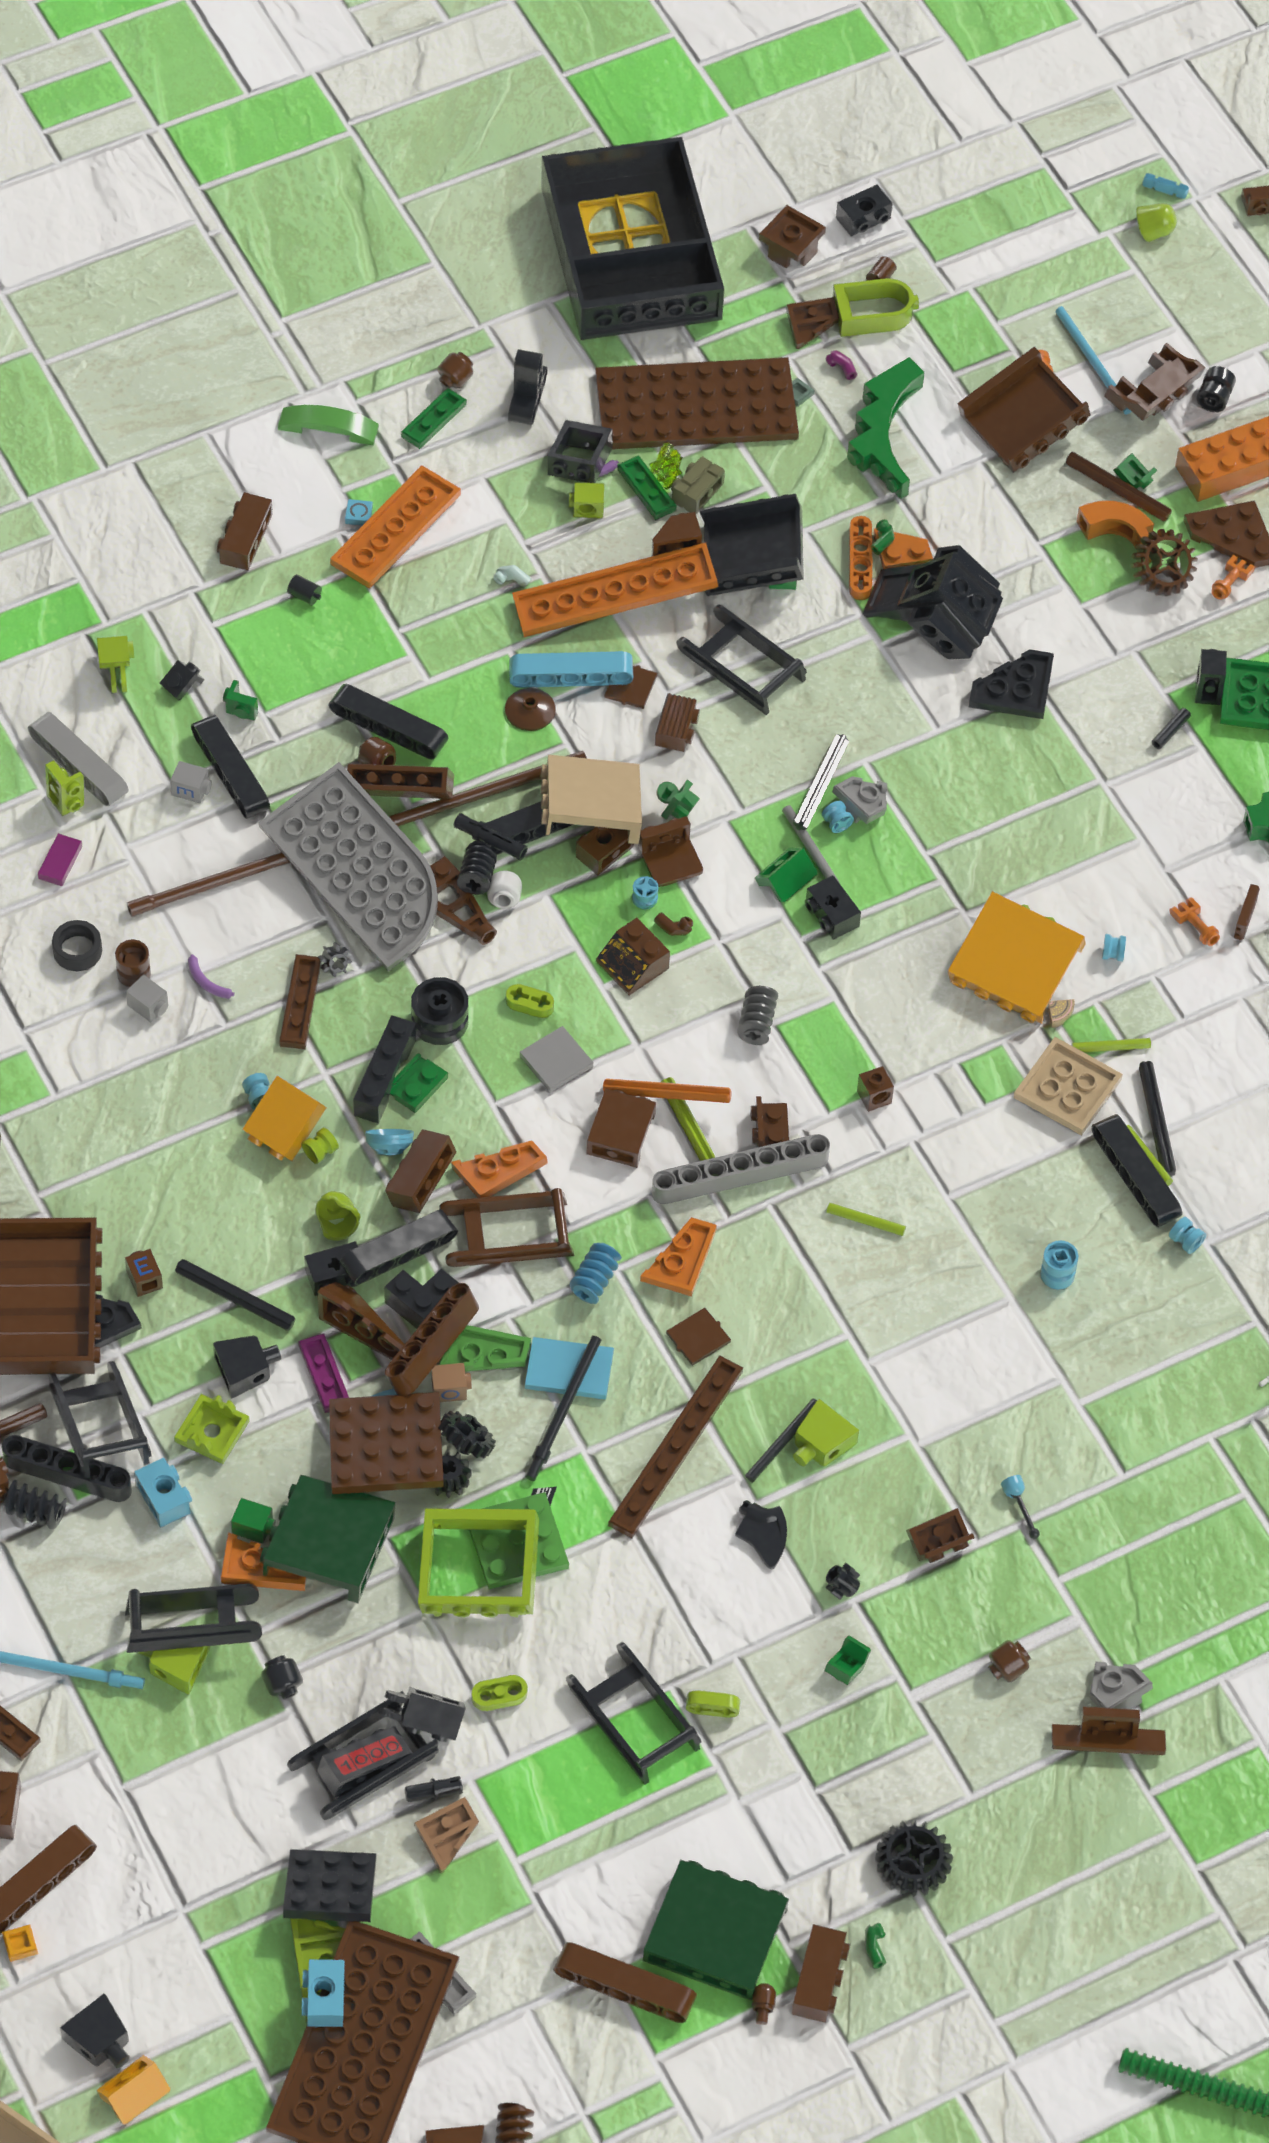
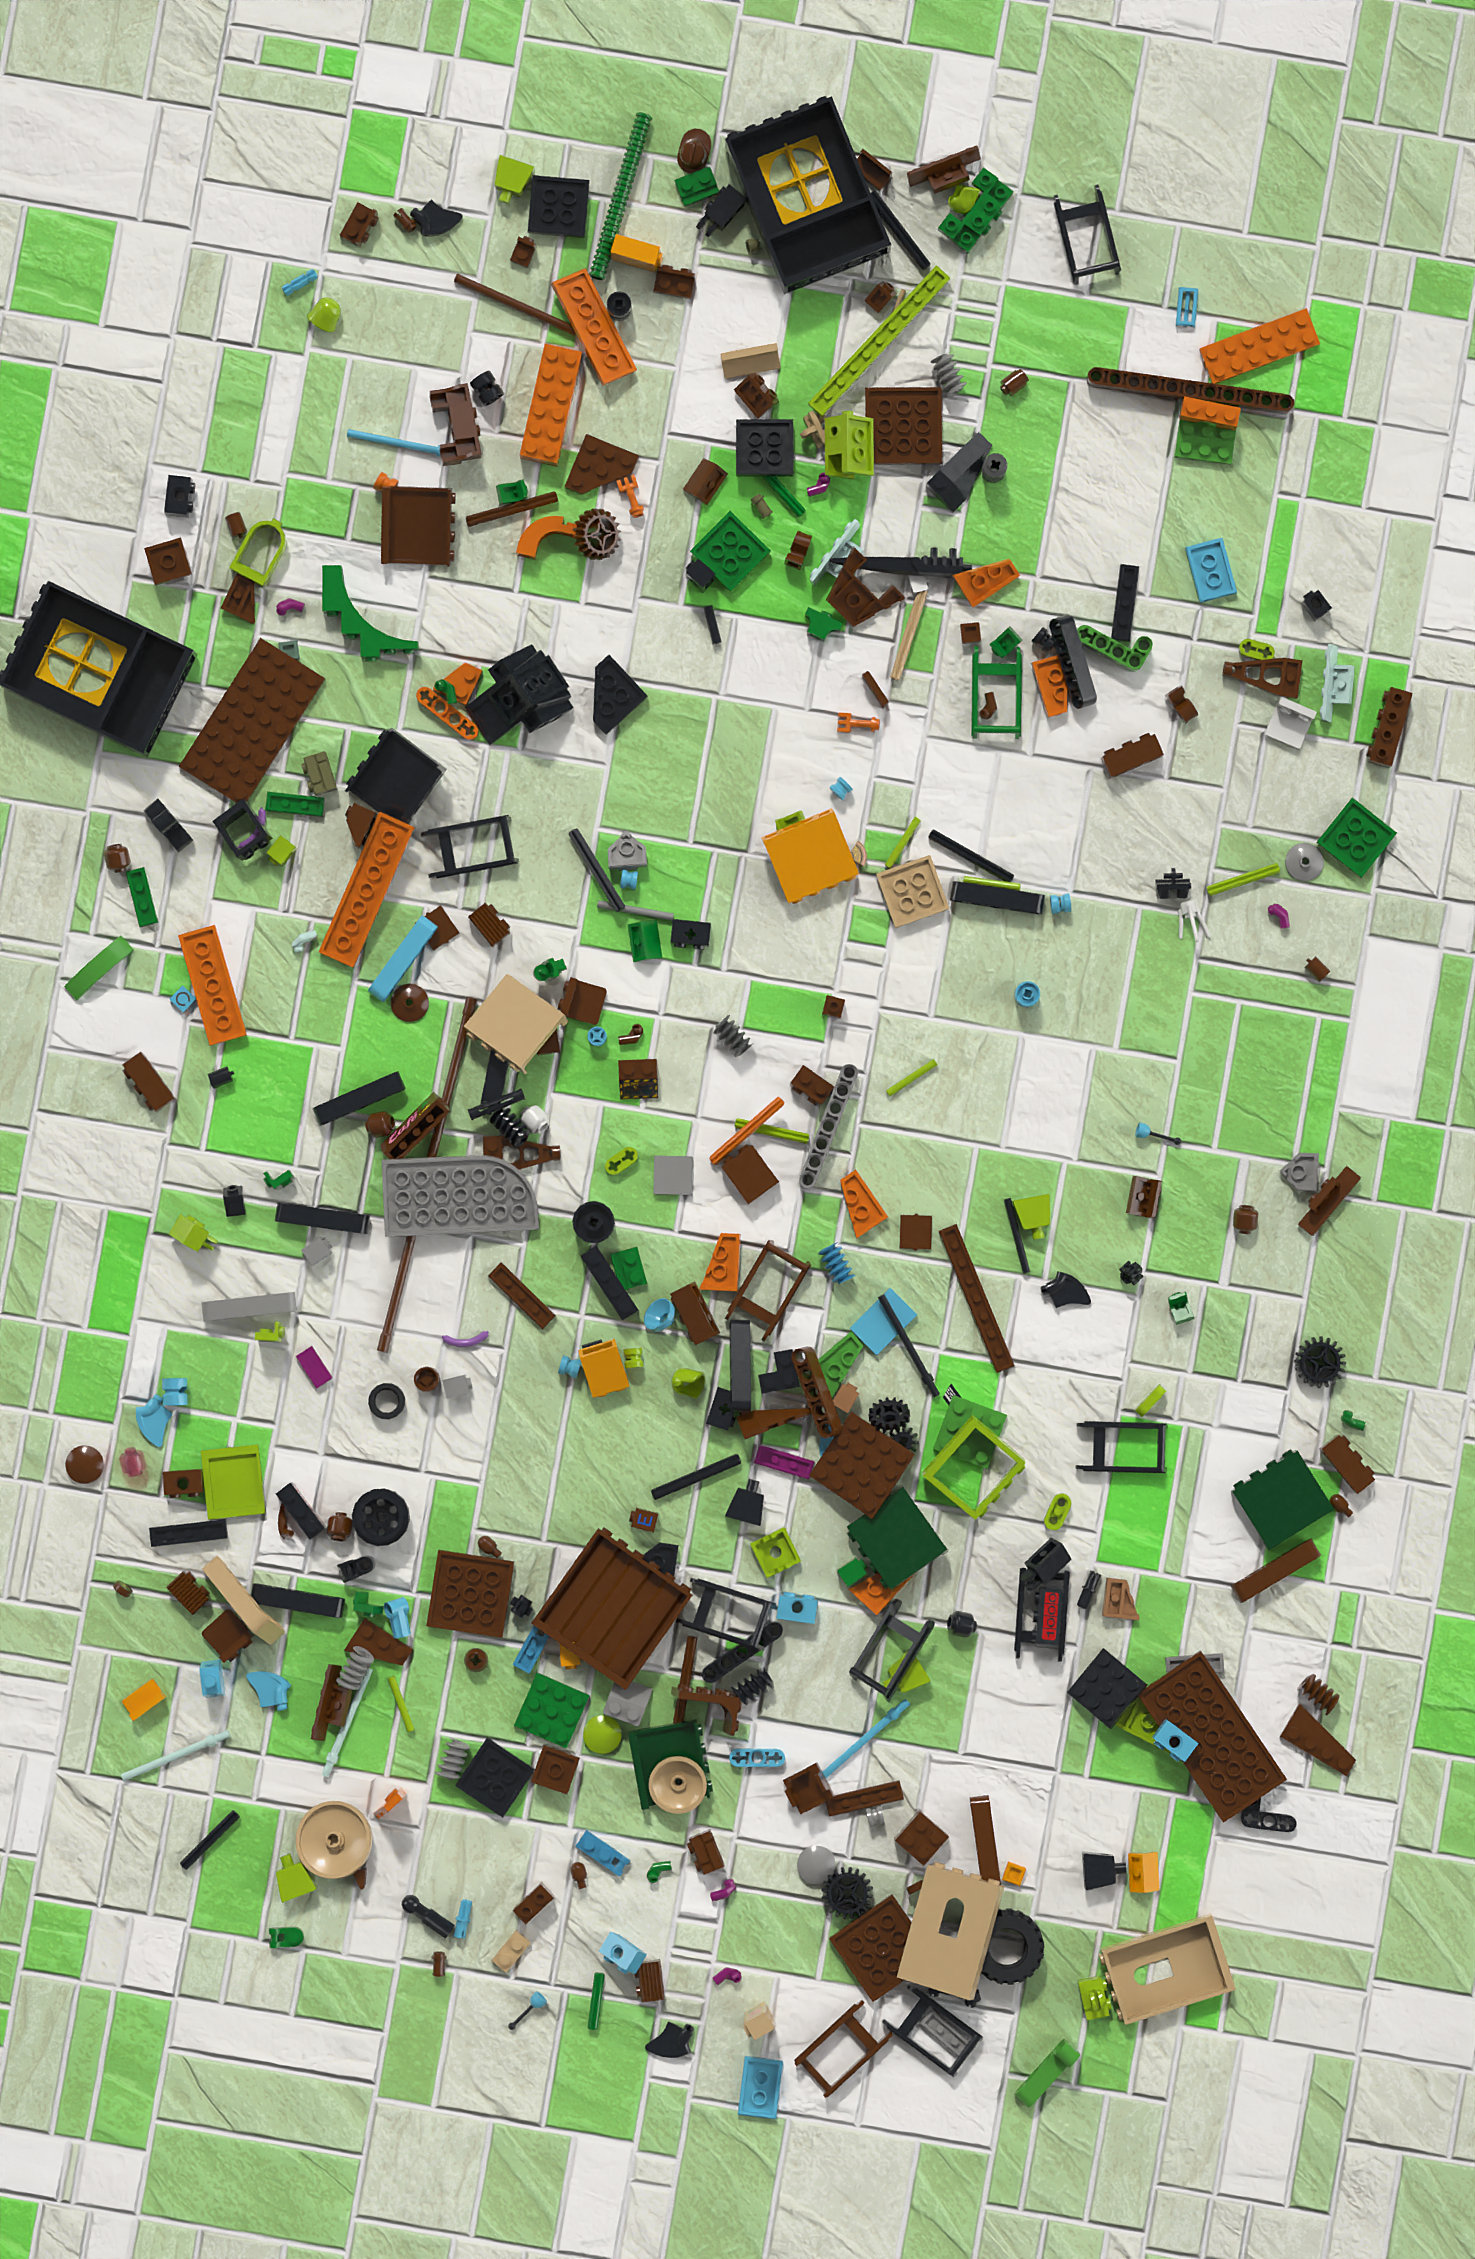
camera: 50 degrees left, 30 degrees up
(340, 964) = (510, 1257): black gear -> none
(667, 465) = (292, 782): clear neon green arm -> none

